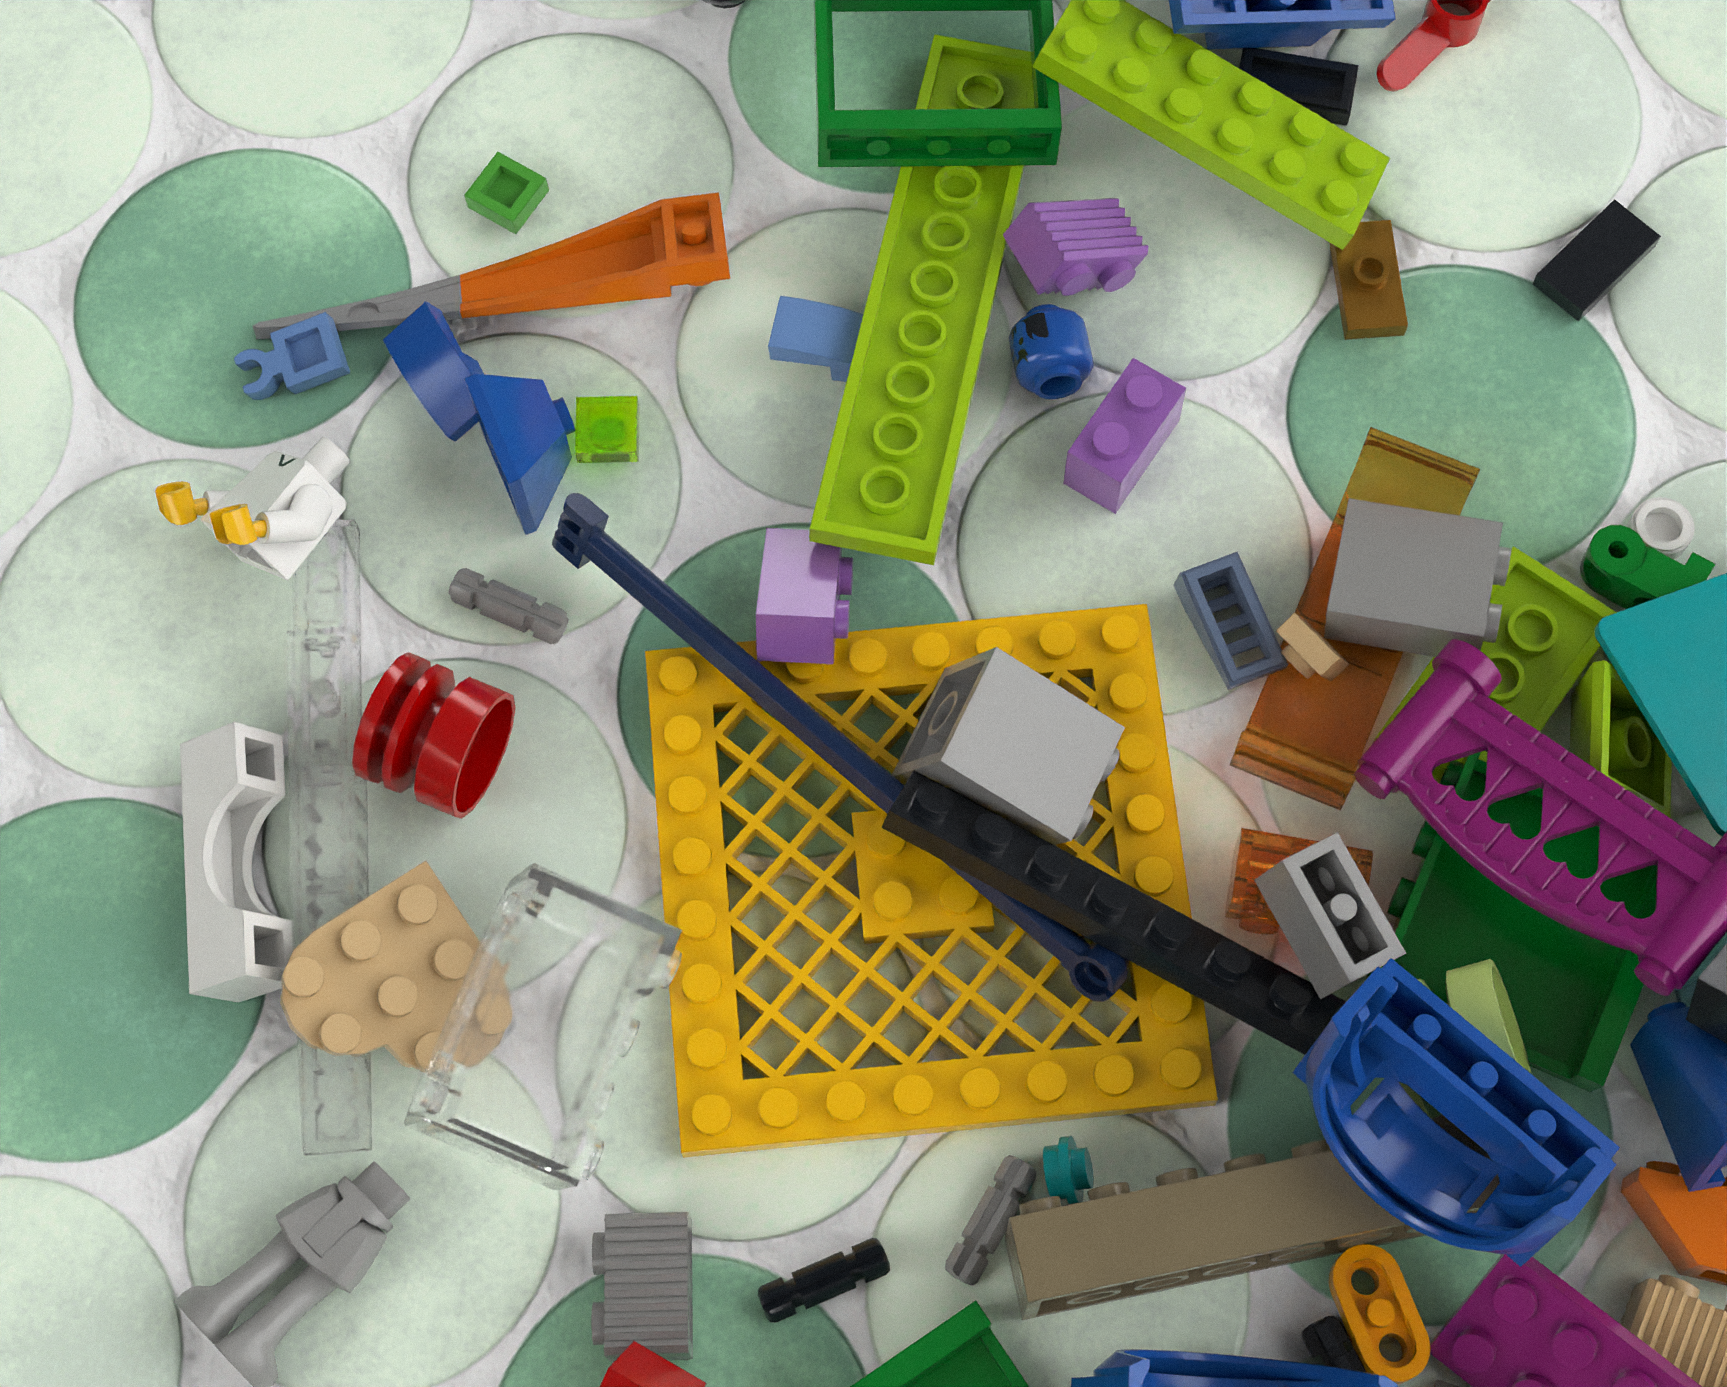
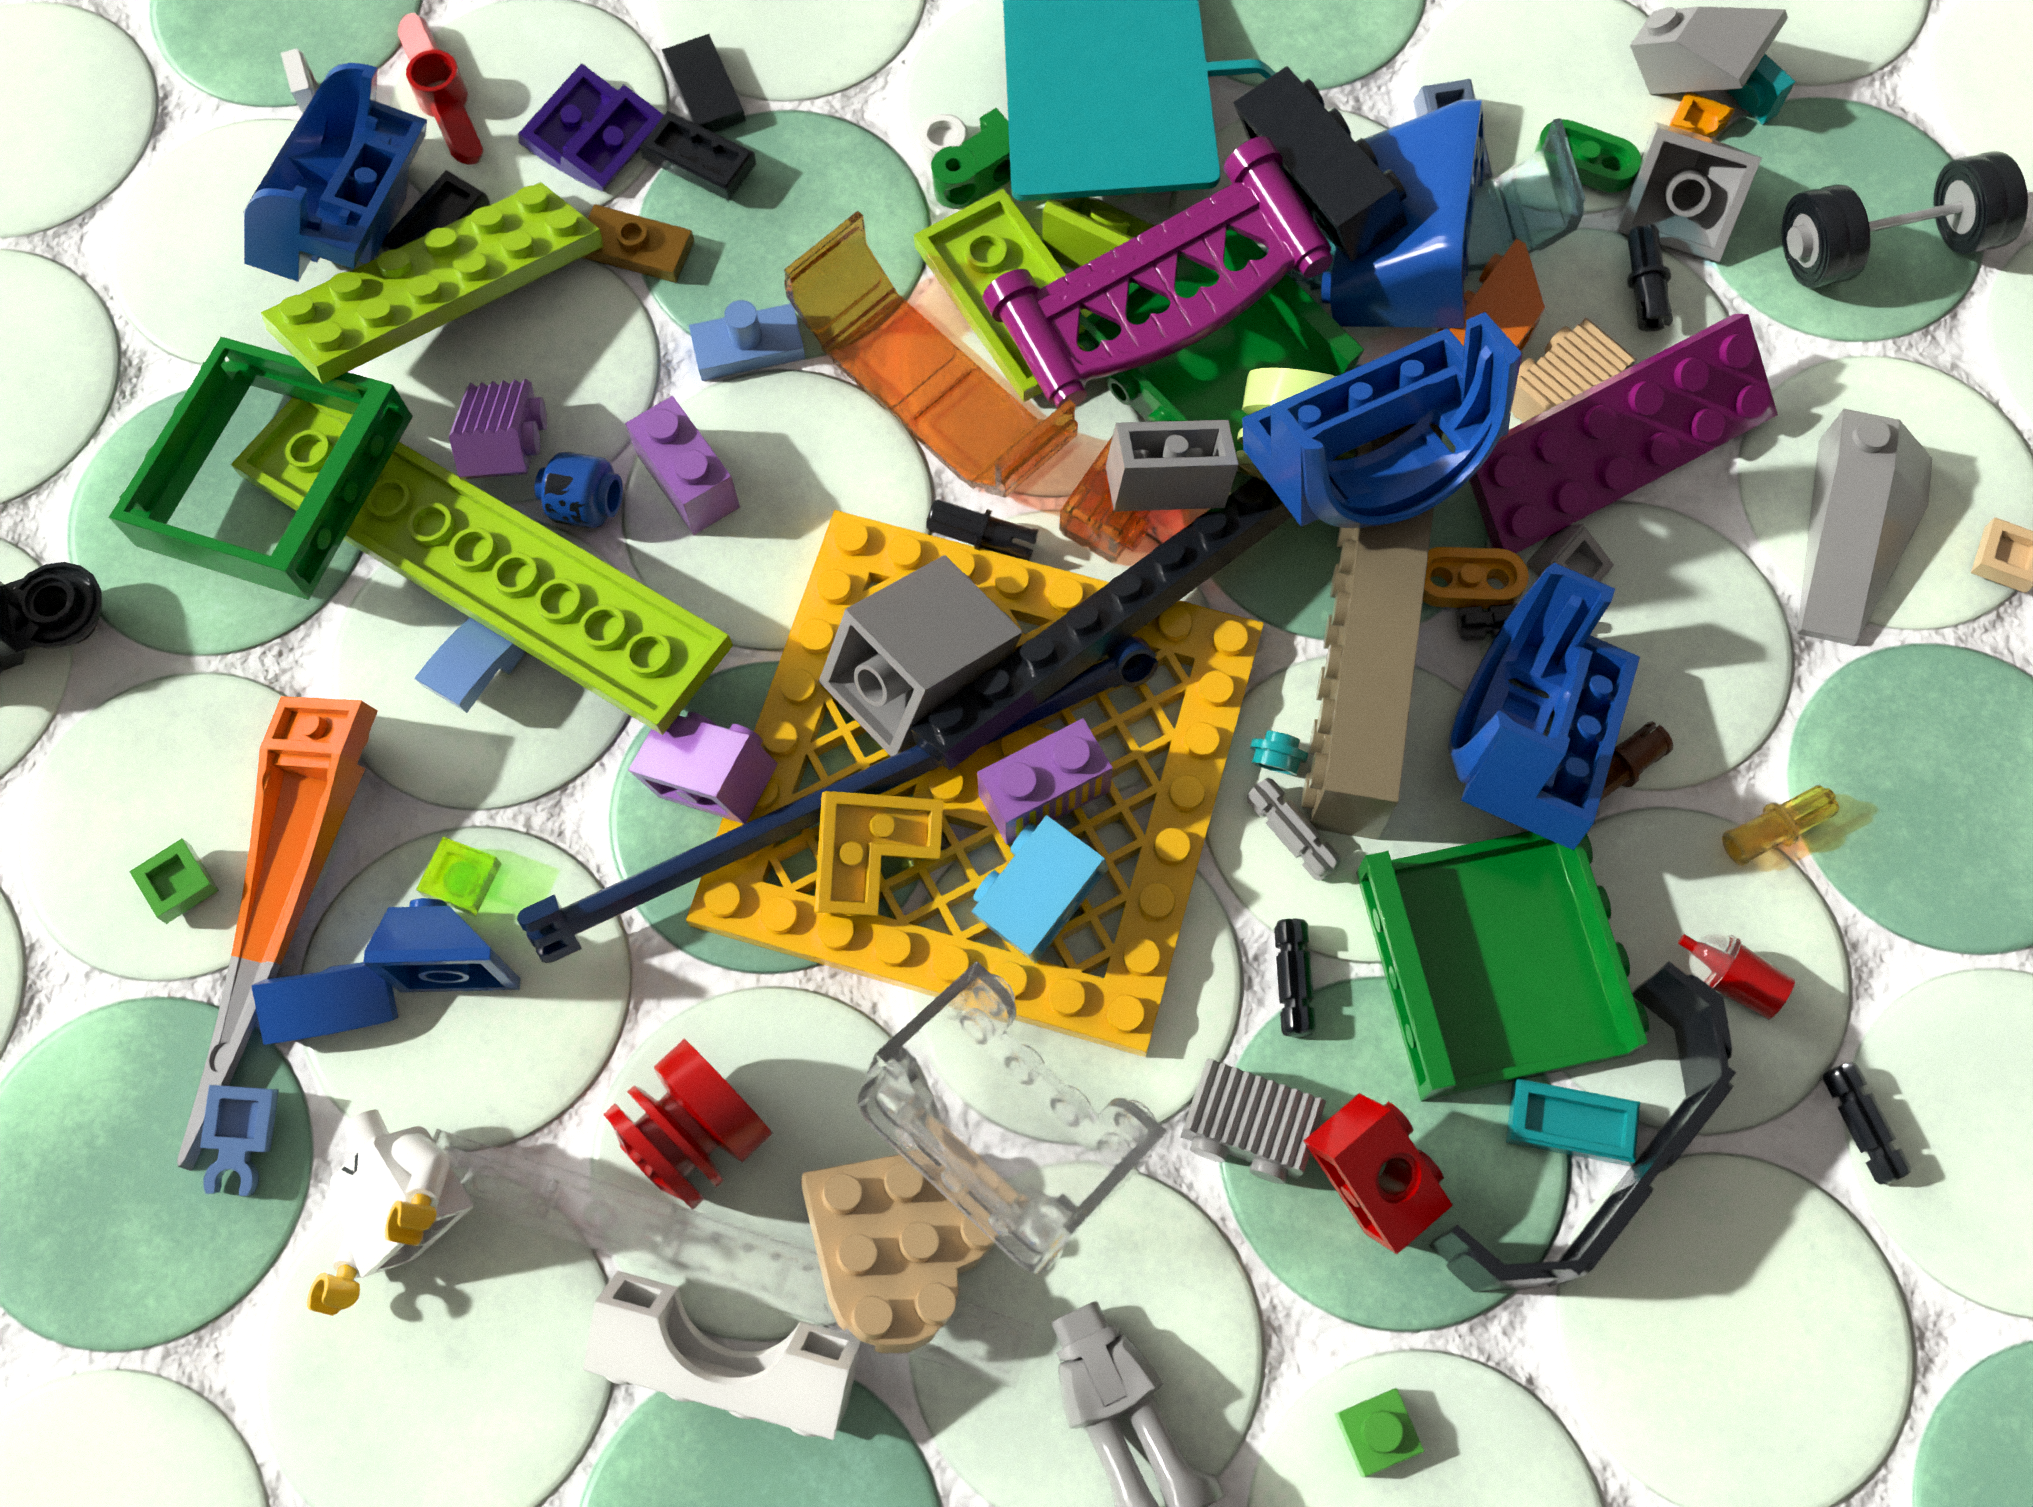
camera: 70 degrees left, 0 degrees up
(508, 606) = (583, 1025): light grey axle -> none
(785, 769) = (855, 836): none -> yellow plate
(799, 969) = (1038, 887): none -> medium azure brick
(915, 928) = (1045, 780): none -> medium lavender brick
(1192, 762) = (980, 529): none -> black axle
(1229, 572) = (862, 437): sand blue slope -> none
(1304, 436) = (746, 340): none -> medium blue tile
(1309, 650) = (934, 404): tan plate -> none
(1415, 579) = (913, 306): light grey brick -> none
(1483, 176) = (589, 128): none -> dark purple slope
(1502, 292) = (698, 155): none -> black plate

